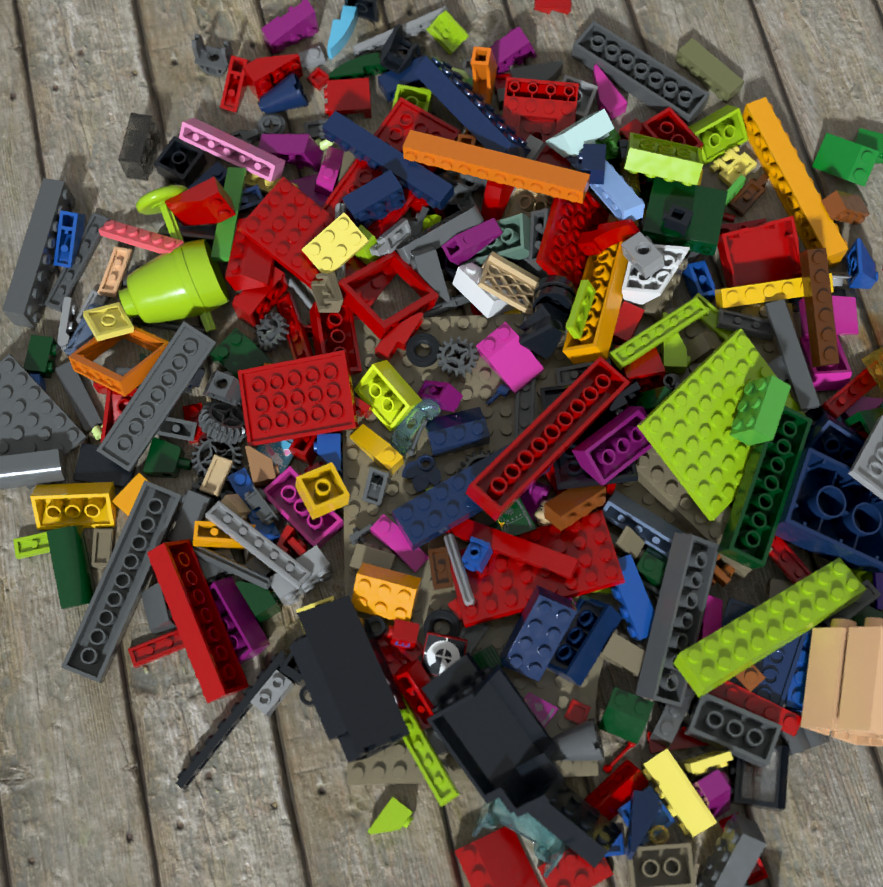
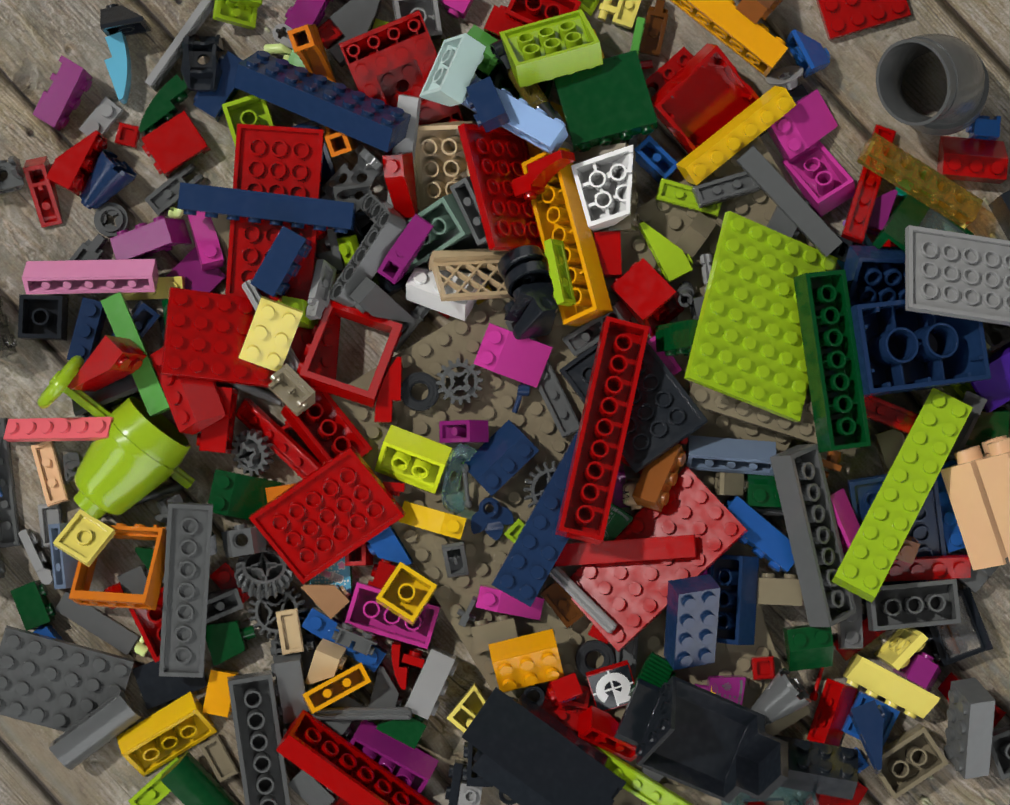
camera: 35 degrees left, 15 degrees up
(258, 545) = (377, 682): light grey tile -> none
(483, 553) = (598, 570): blue brick -> none
(496, 166) = (389, 163): orange brick -> none
(613, 446) = (667, 400): magenta slope -> none
(622, 400) = (649, 354): black slope -> none
(643, 254) = (578, 178): light grey brick -> none
(658, 333) = (647, 251): lime tile -> none
(659, 841) = (896, 738): clear yellow bush -> none
(678, 219) = (607, 110): black brick -> none
(760, 410) = (791, 291): bright green brick -> none
(819, 307) = (792, 135): reddish brown brick -> none

